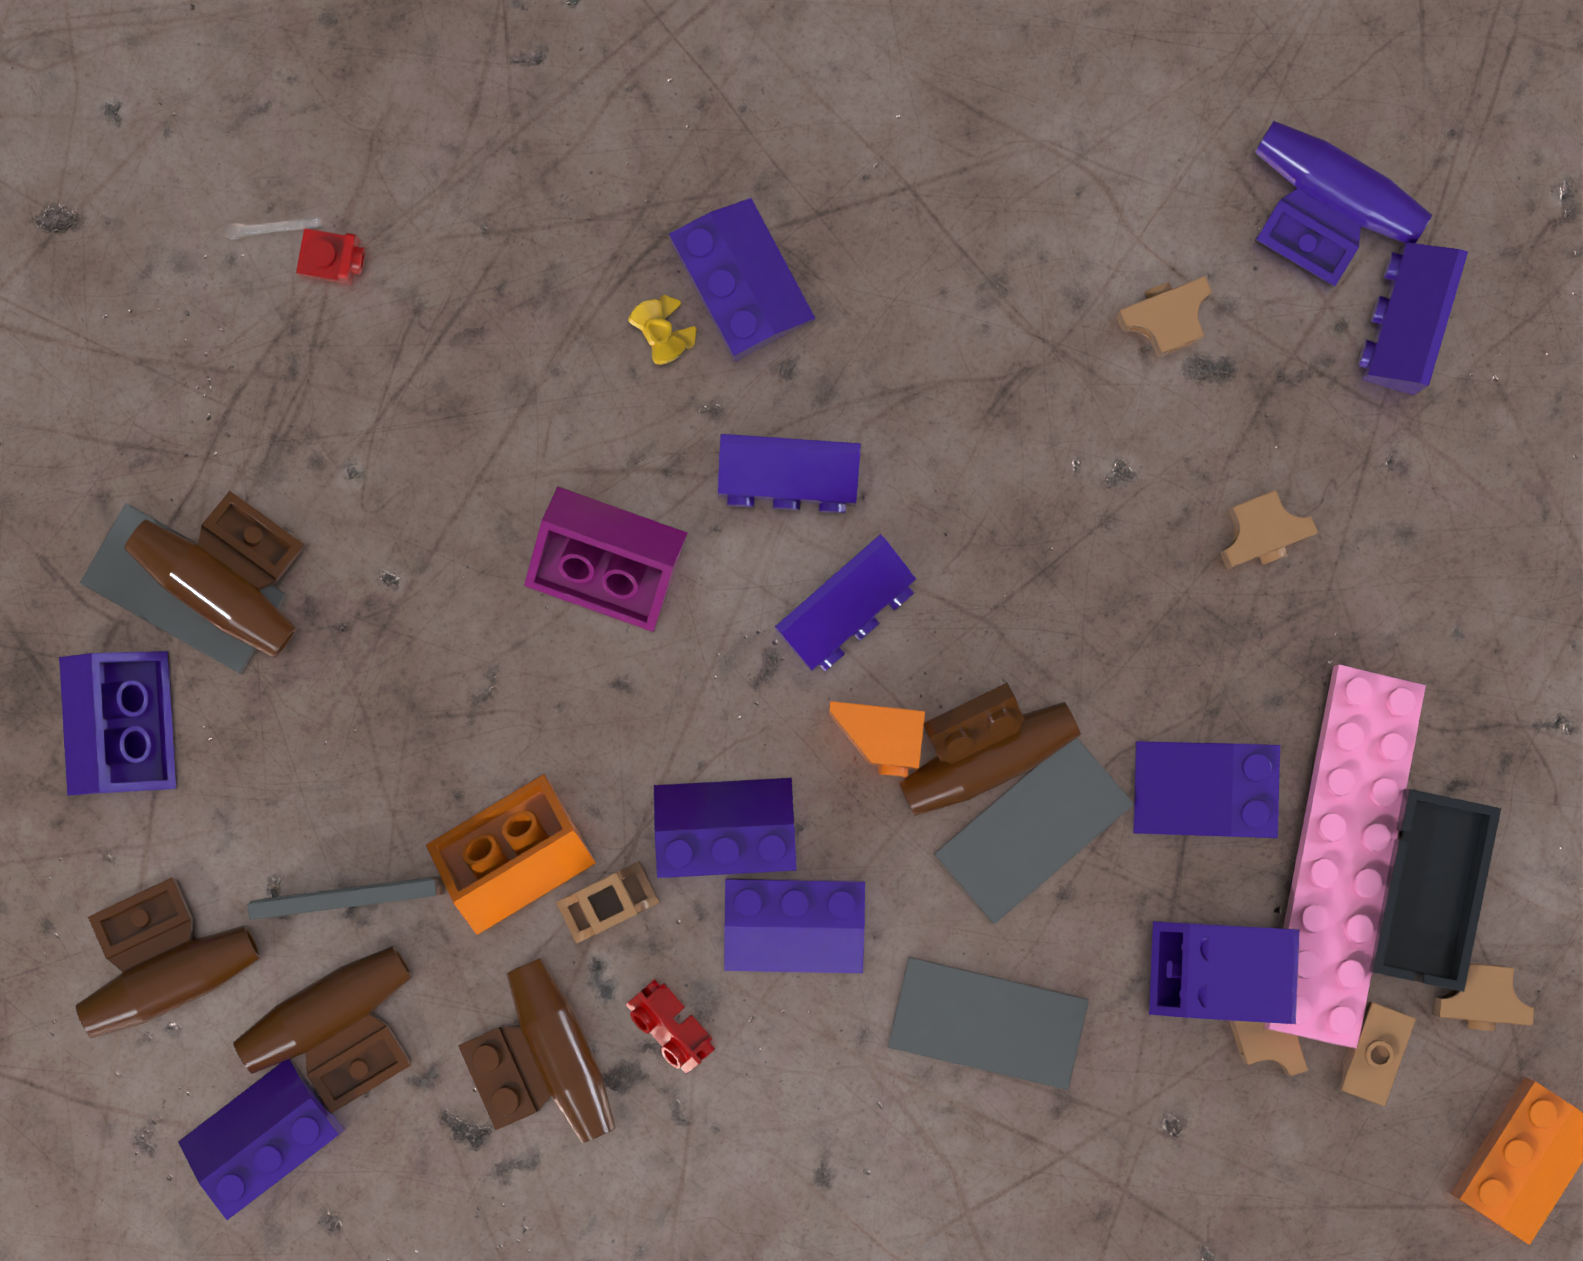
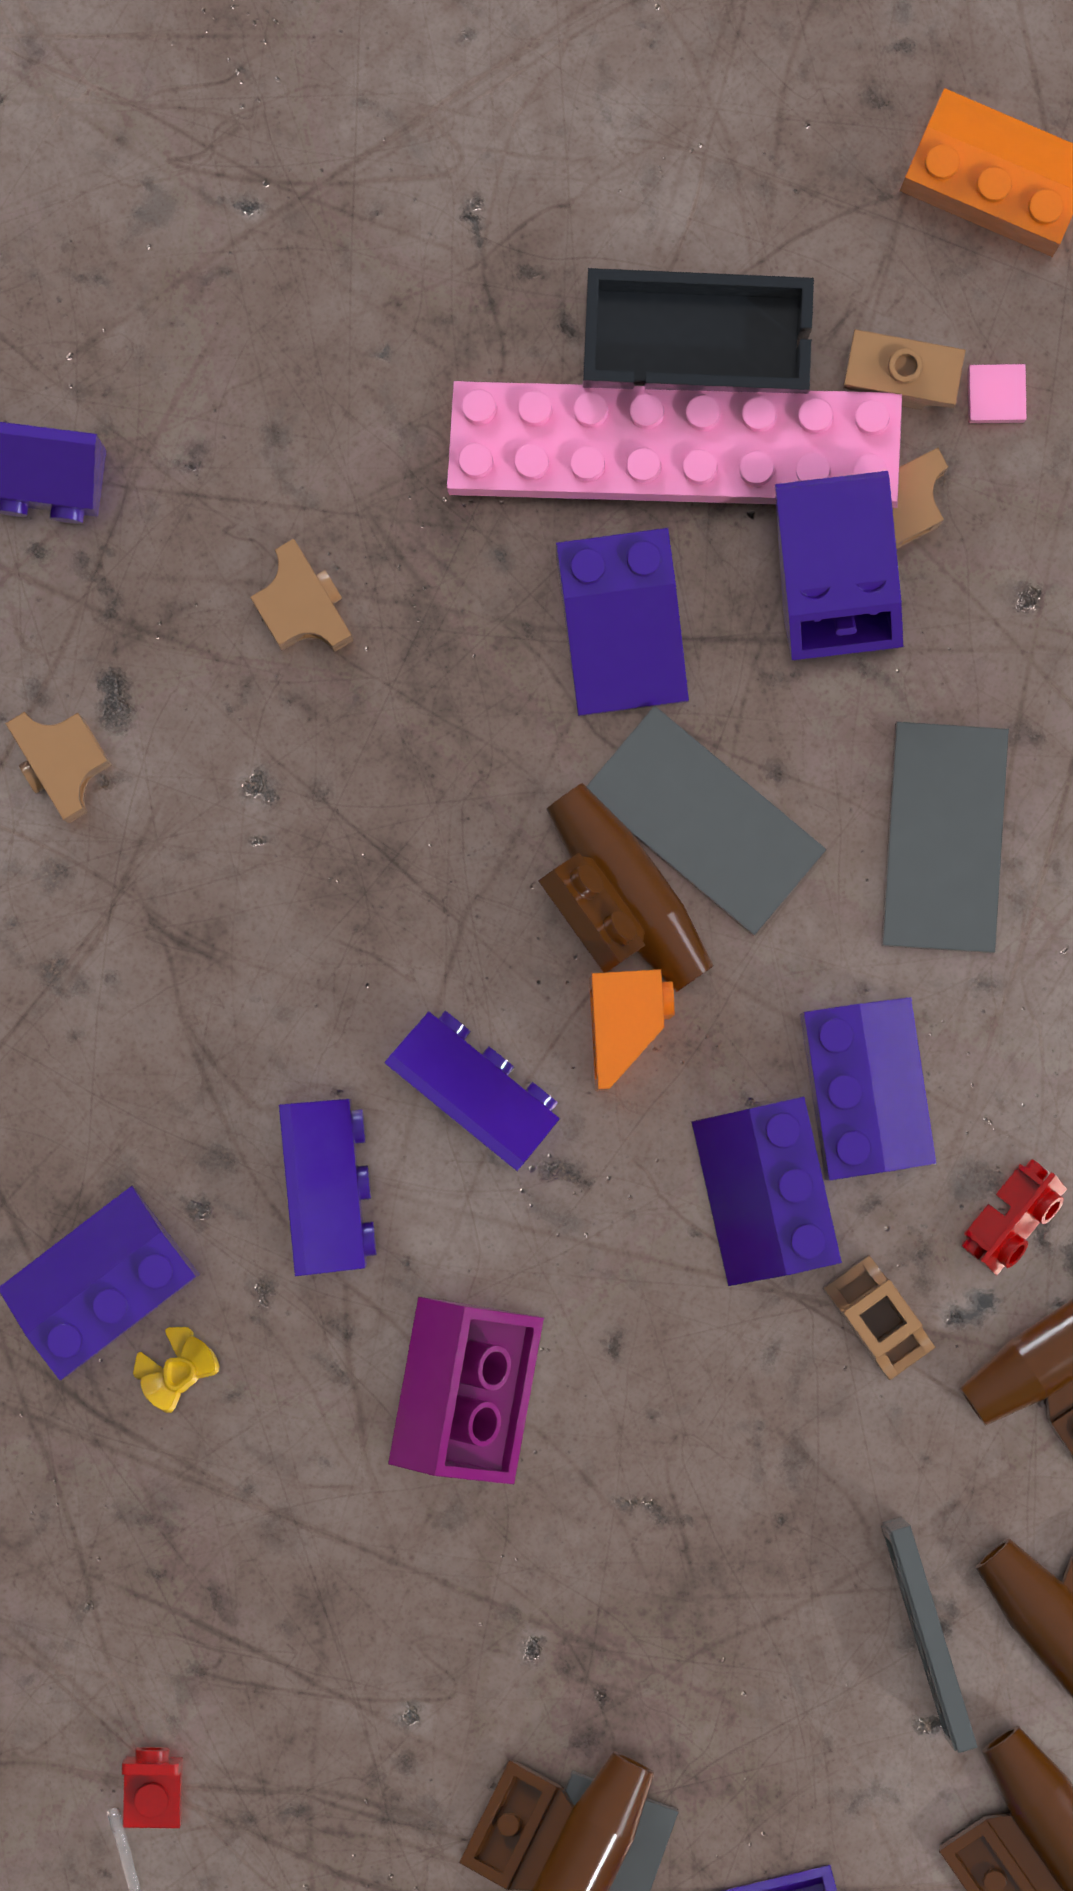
camera: 105 degrees left, 0 degrees up
(510, 854) = (842, 1445): orange slope -> none
(1344, 1128) = (997, 393): none -> bright pink tile
(1486, 999) = (817, 251): medium nougat brick -> none

